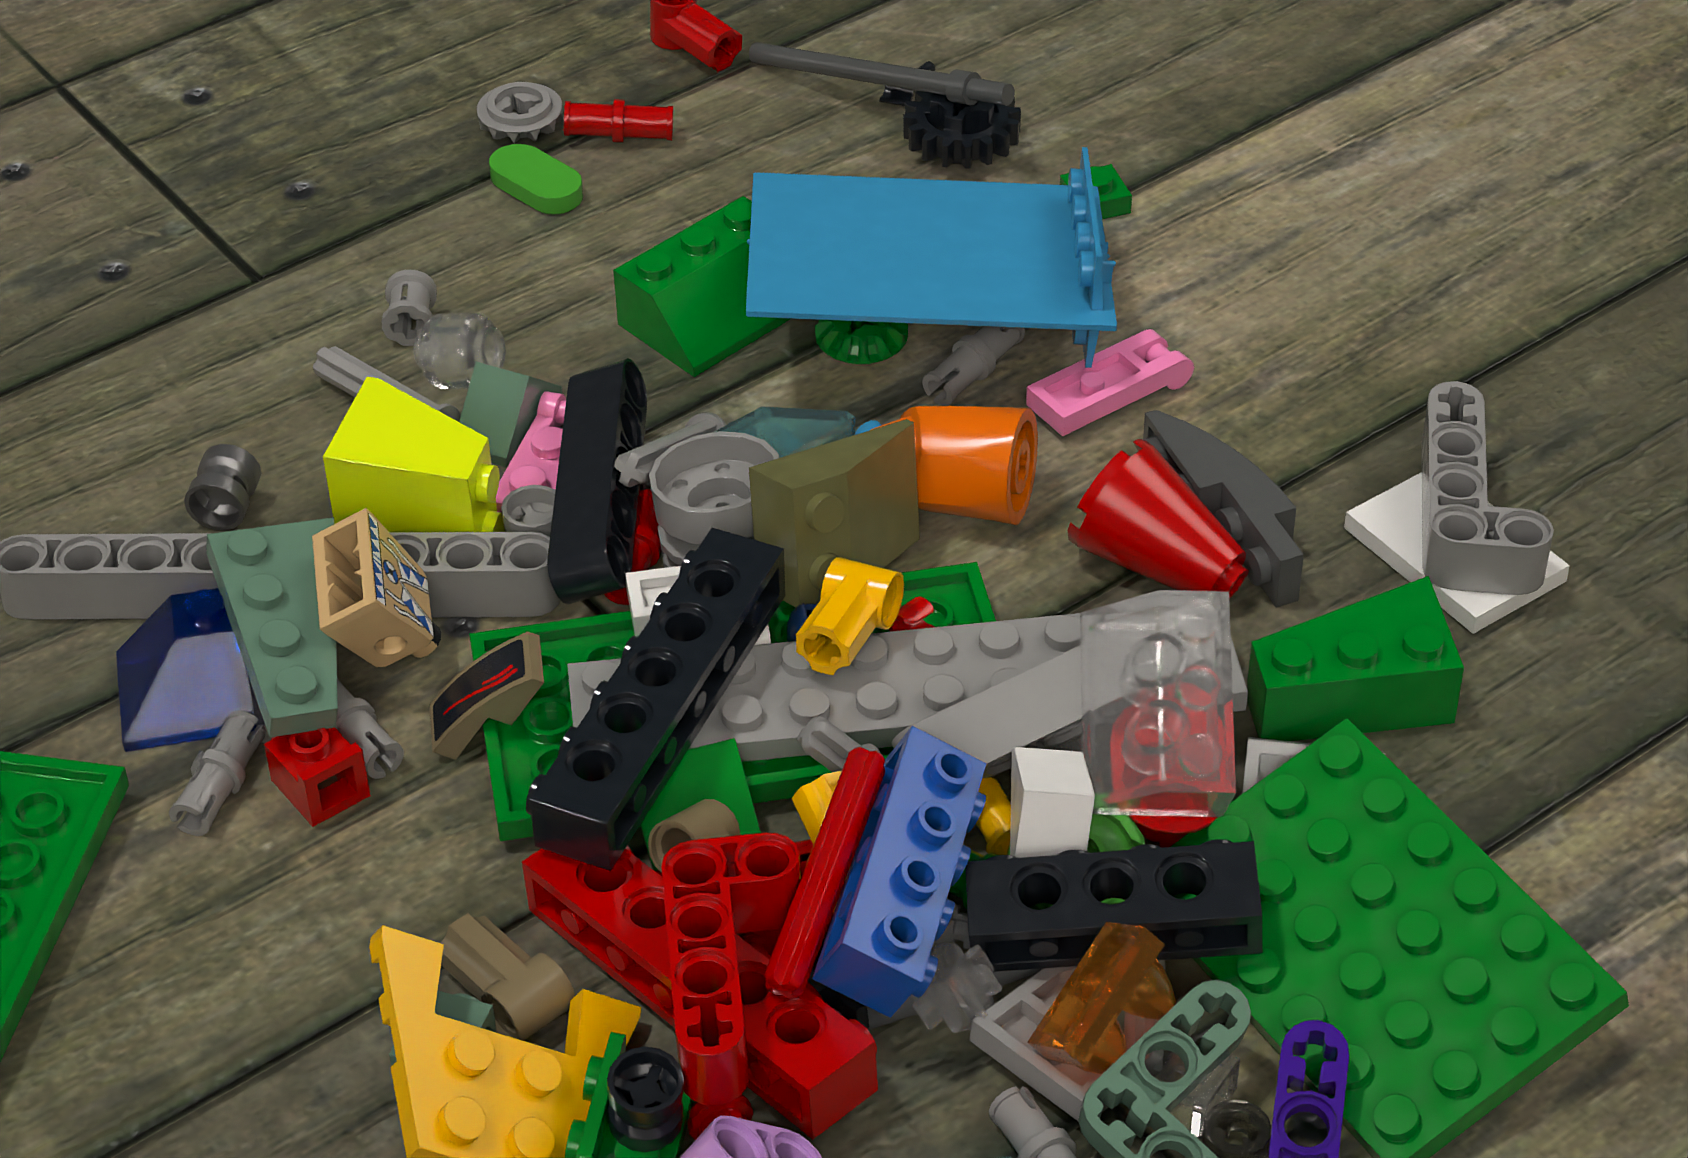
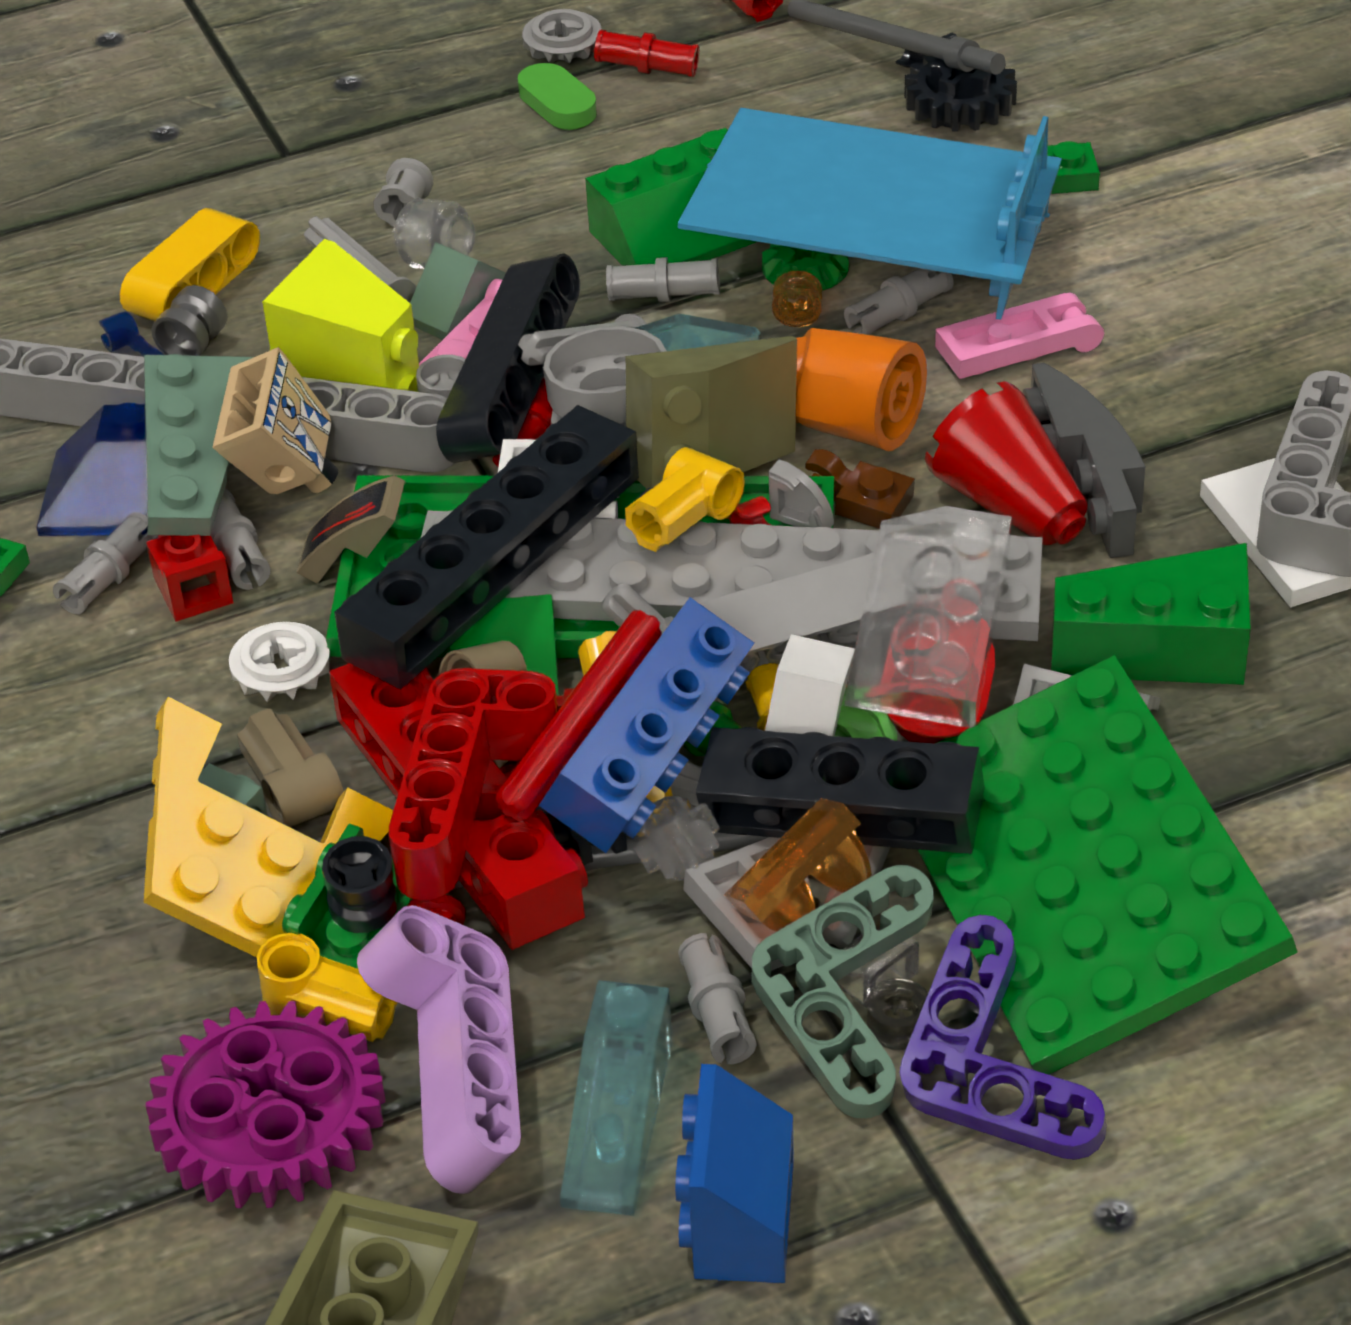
camera: 15 degrees right, 0 degrees up
(148, 503) = (123, 331): none -> clear blue hand
(203, 411) = (201, 252): none -> yellow beam
(460, 834) = (296, 643): none -> white gear
(721, 369) = (663, 279): none -> light grey pin
(873, 385) = (791, 286): none -> clear orange bush
(957, 593) = (797, 498): none -> light grey tile
(1011, 573) = (865, 494): none -> reddish brown plate

